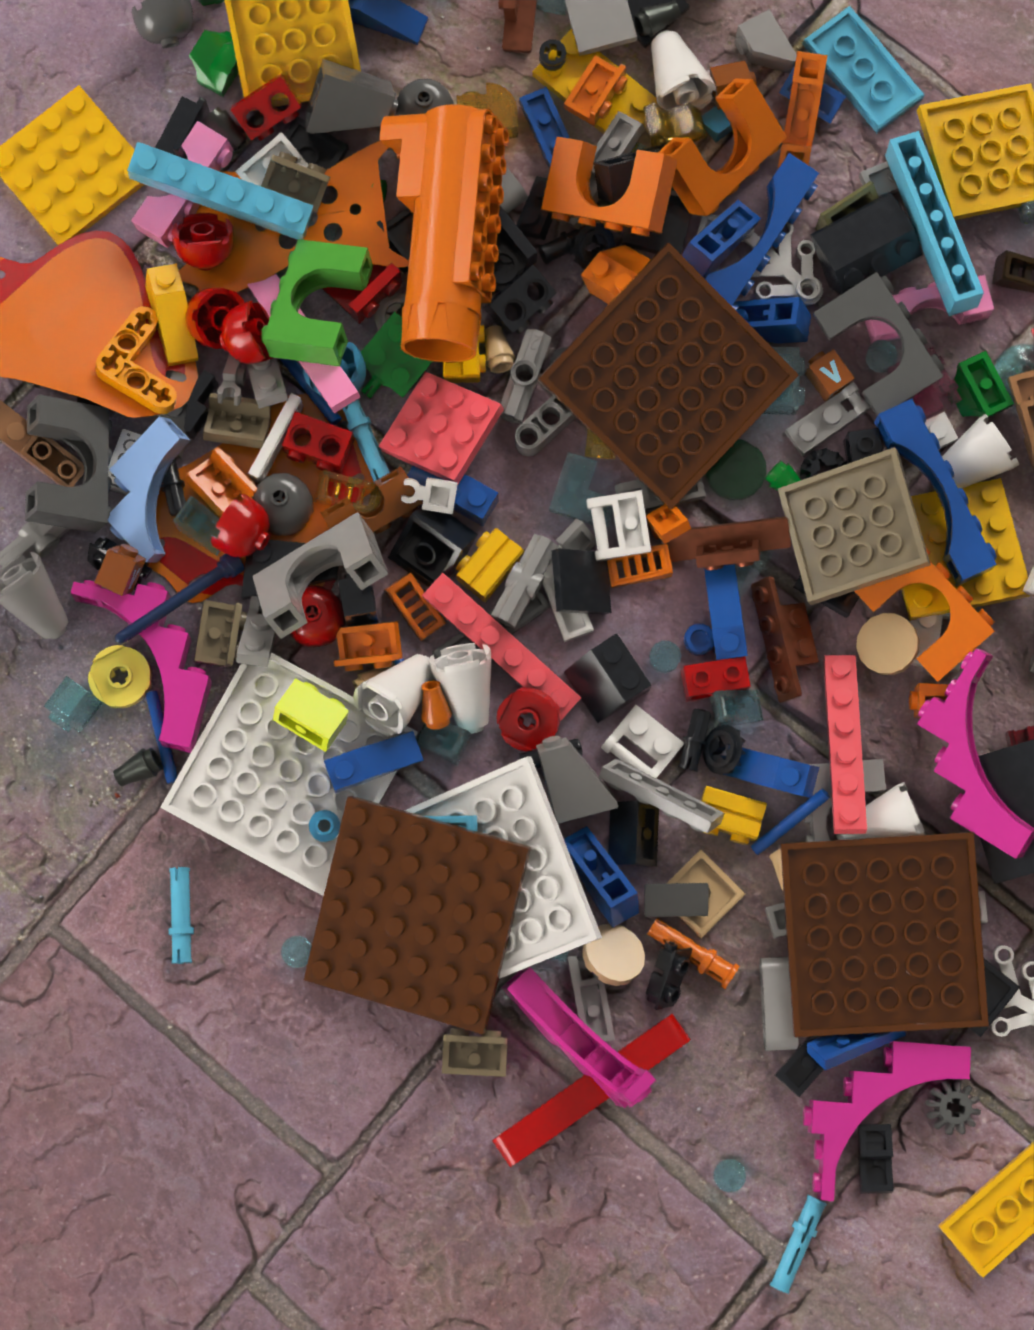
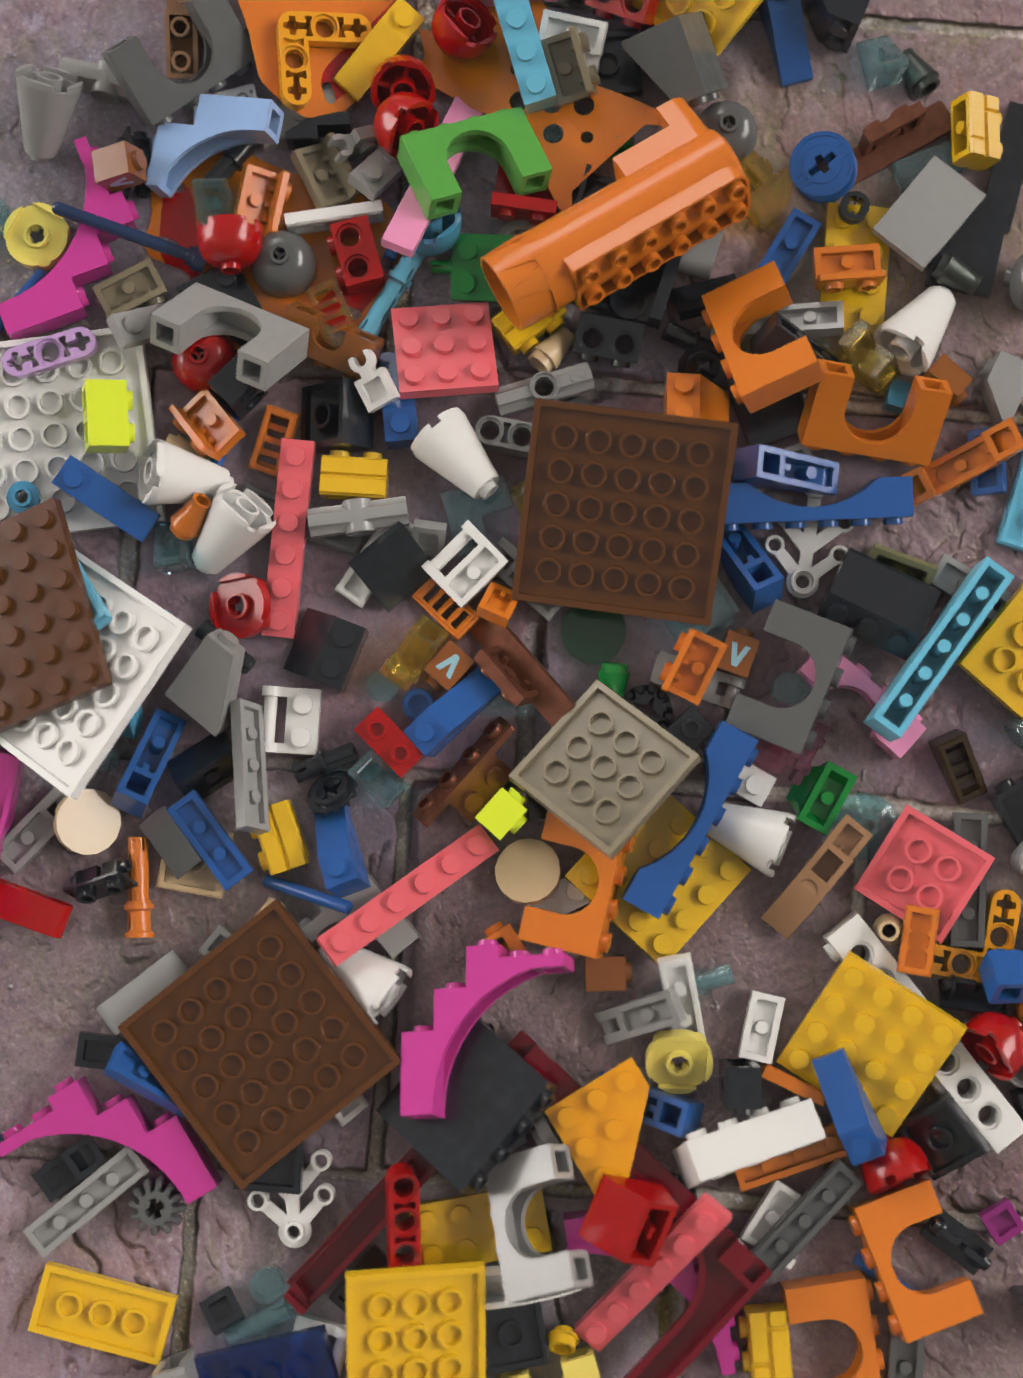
camera: 55 degrees right, 5 degrees up
(212, 745) = (30, 369): none -> lavender beam
(519, 45) = (836, 153): none -> blue piece
(532, 472) = (457, 454): none -> white cone
(660, 611) = (414, 653): none -> clear yellow brick
(688, 595) = (448, 667): none -> dark orange brick
(696, 867) = (210, 840): none -> blue plate
(818, 409) = (693, 666): none -> orange bracket
(832, 628) = (503, 813): none -> neon yellow brick
(910, 1161) = (86, 1200): none -> light grey plate
(1006, 640) = (607, 973): none -> dark orange brick

